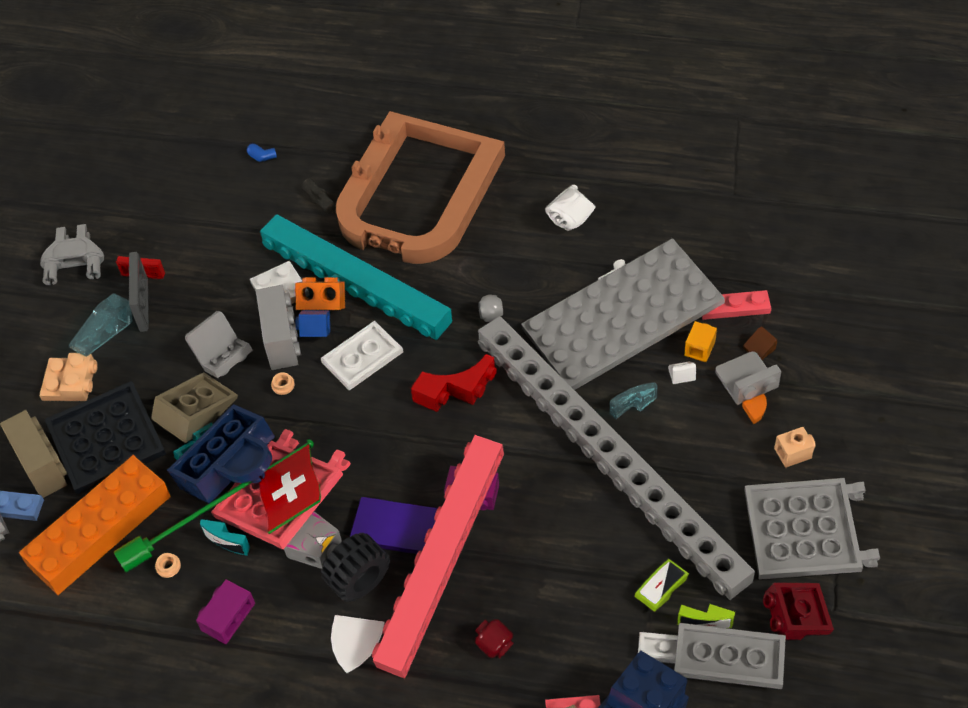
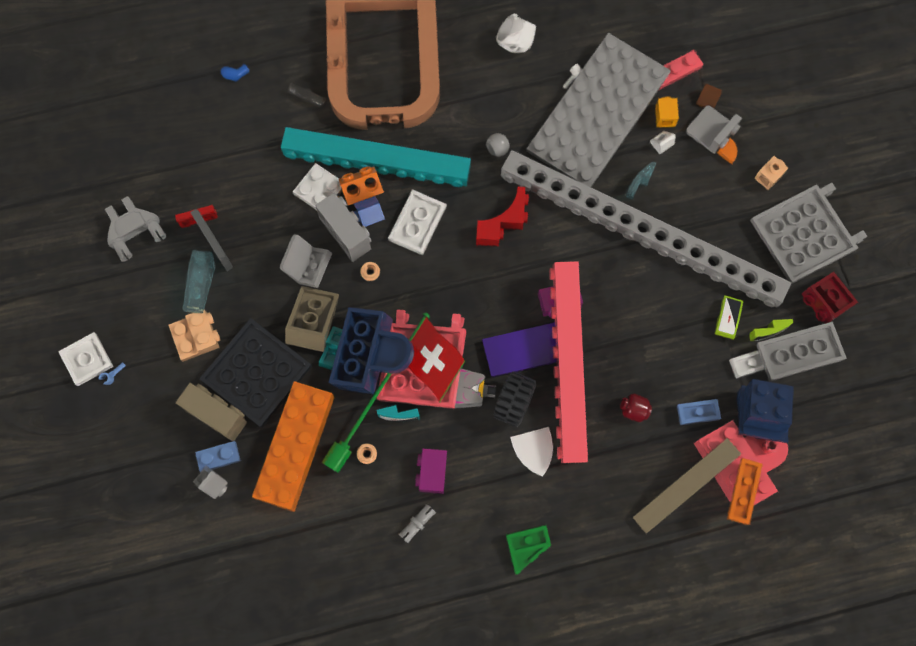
camera: 30 degrees left, 20 degrees up
(176, 661) = (417, 523): none -> light grey pin
(568, 675) = (698, 412): none -> medium blue plate

